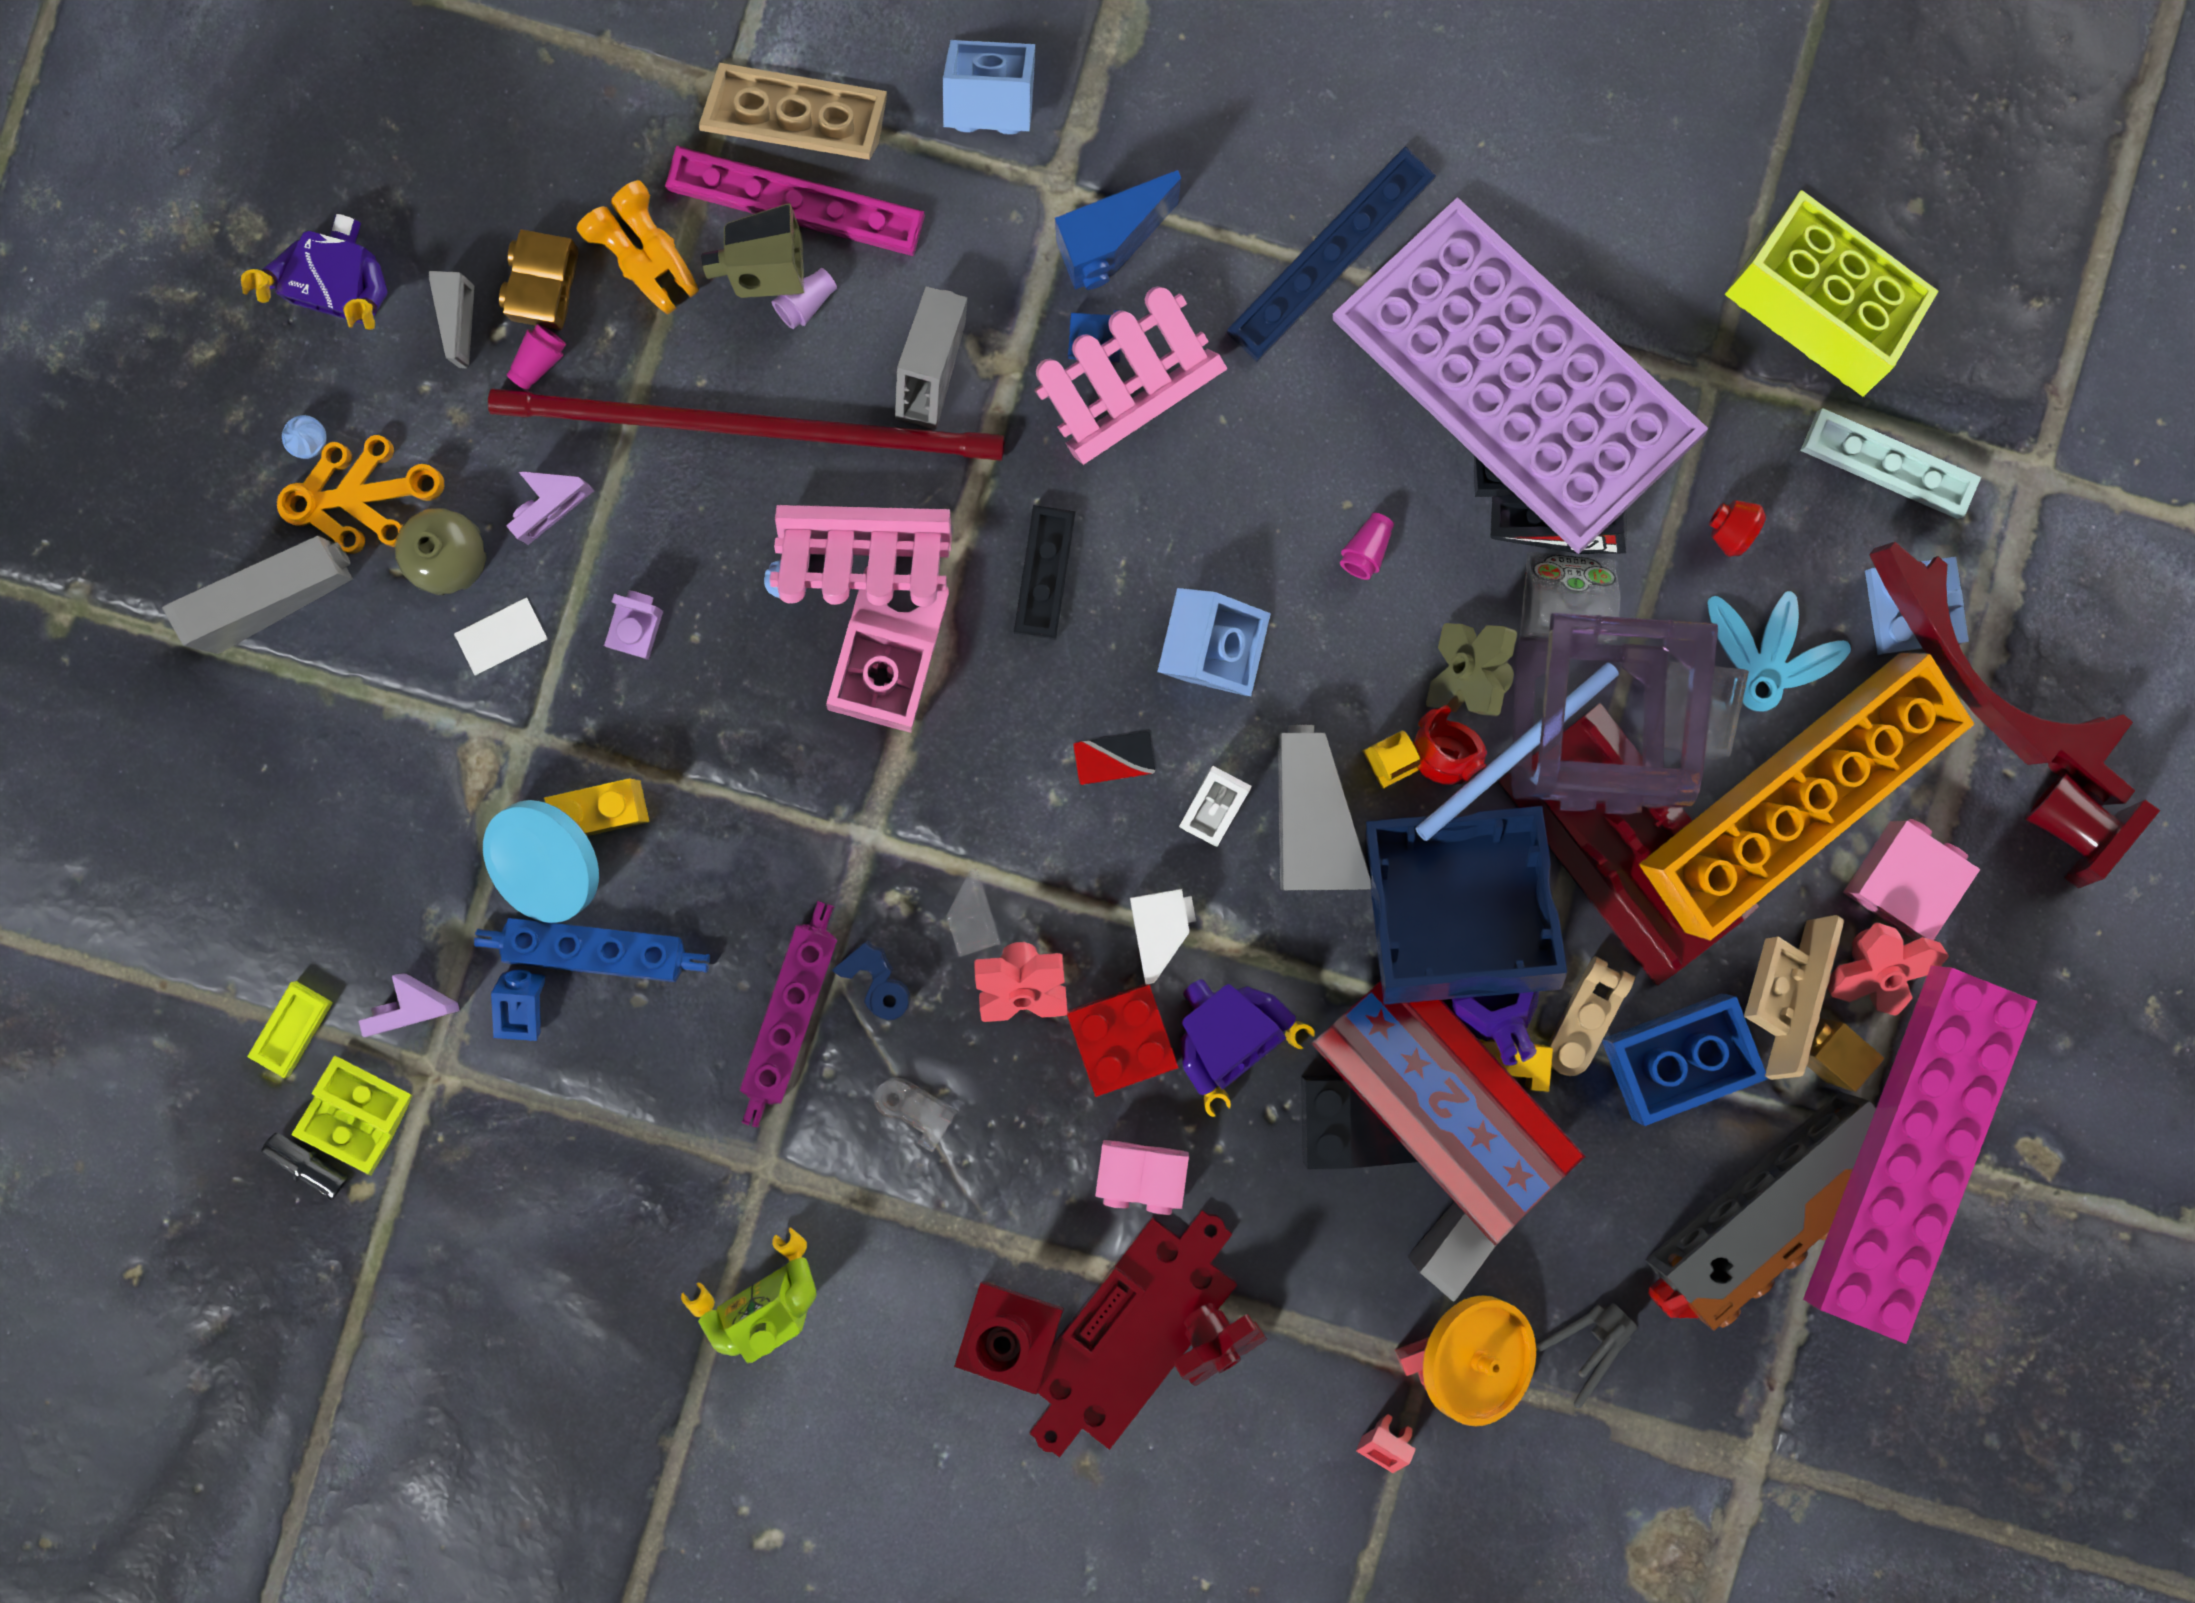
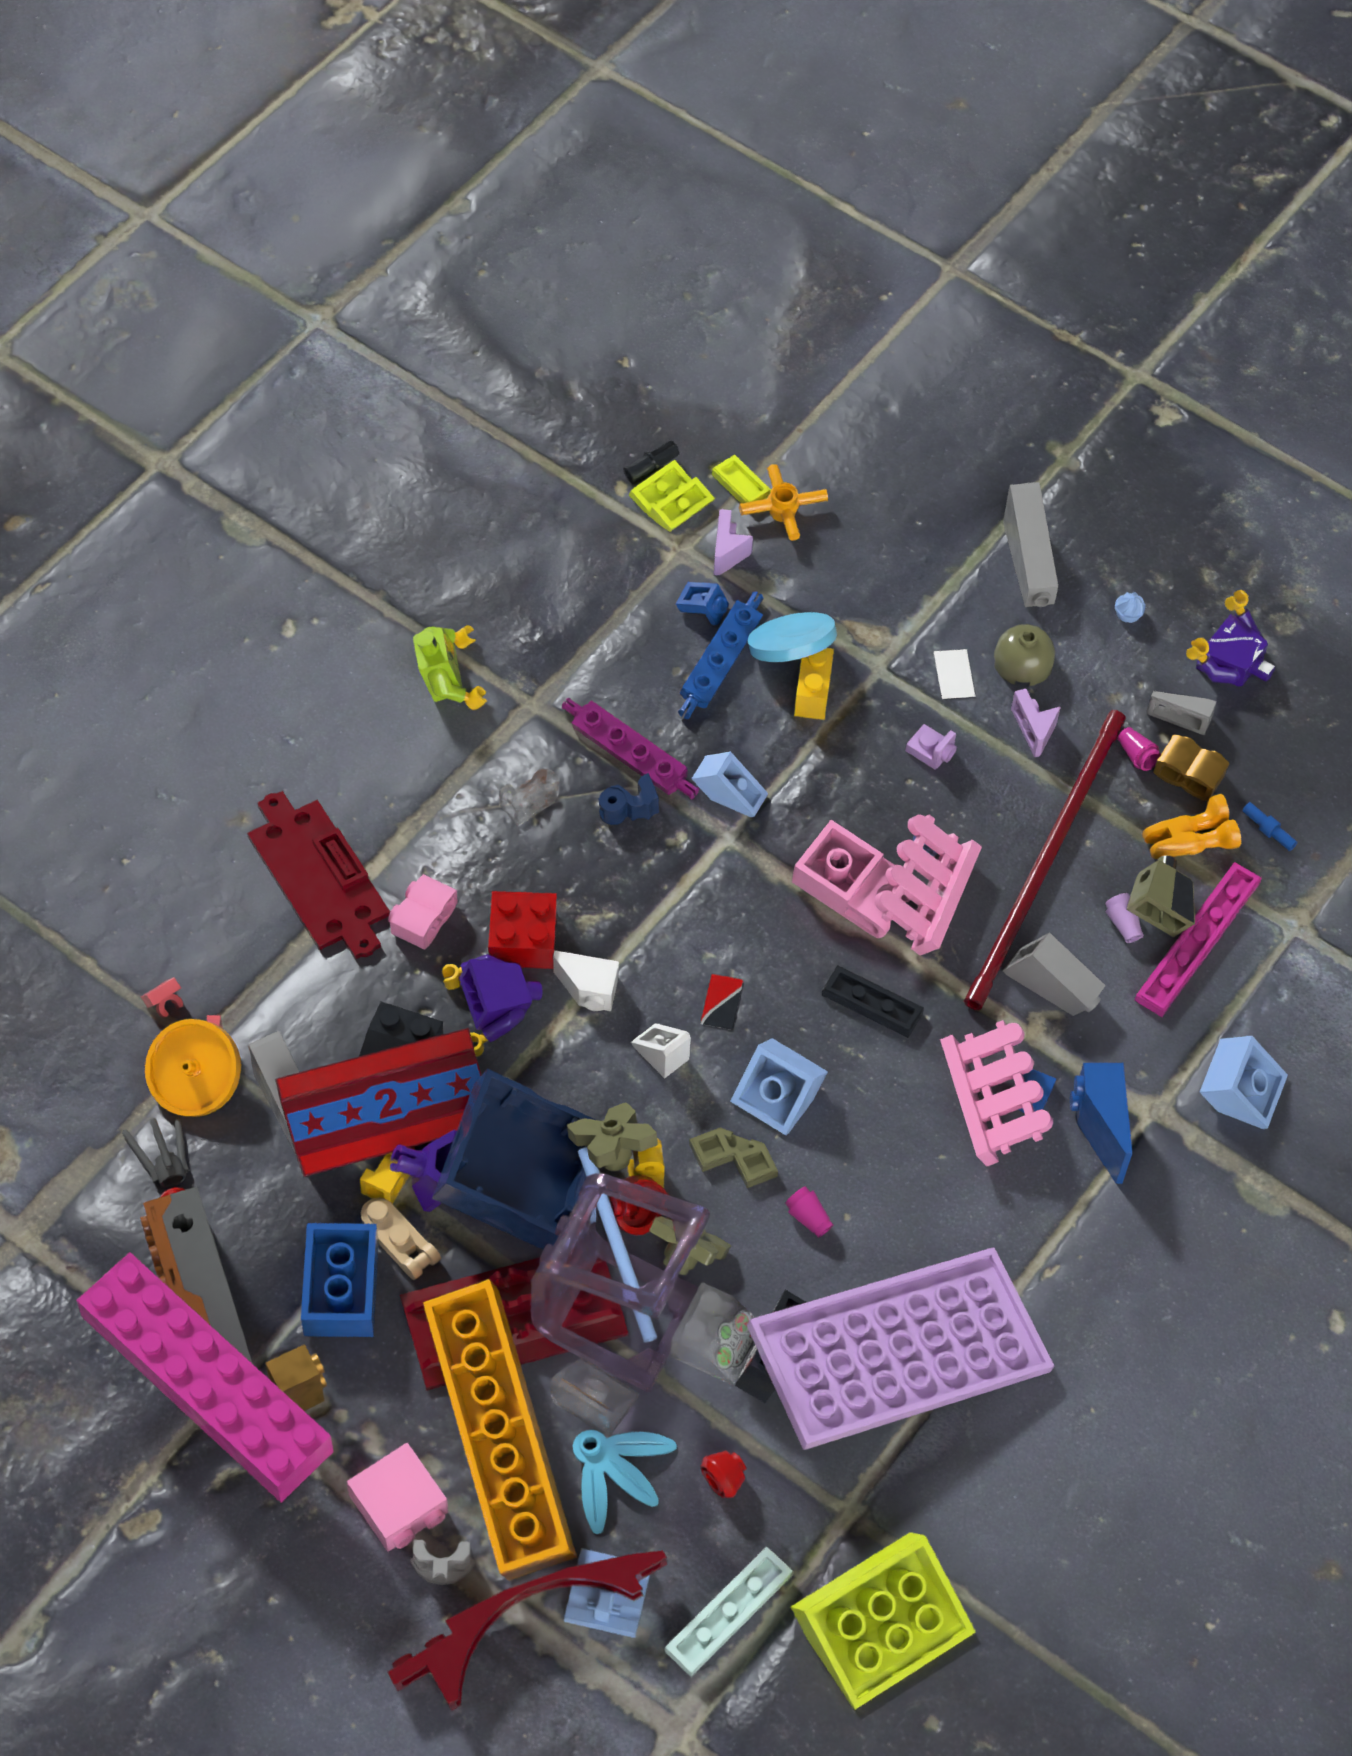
camera: 105 degrees right, 30 degrees down
(291, 962) = (783, 502): none -> light orange bar
(353, 493) = (1082, 621): light orange plant -> none
(591, 157) = (1269, 826): none -> blue bar
(794, 111) = (1261, 956): tan slope -> none
(799, 862) = (730, 783): none -> light blue slope
(972, 917) = (647, 874): clear tile -> none
(1021, 982) = (589, 879): coral plant -> none
(1024, 1321) = (352, 794): dark red plant -> none
(1216, 1343) = (287, 909): dark red plant -> none
(1314, 820) = (603, 1087): light grey slope -> none
(1315, 680) = (723, 1147): none -> olive tile
(1331, 254) = (1042, 1271): dark blue tile -> none
(1398, 804) = (613, 1139): none -> olive plant
(1791, 993) = (359, 1362): tan bracket -> none
(1884, 968) = (351, 1441): coral plant -> none
(1971, 814) = (442, 1570): none -> light grey piece
(2089, 828) = (372, 1642): dark red plant -> none

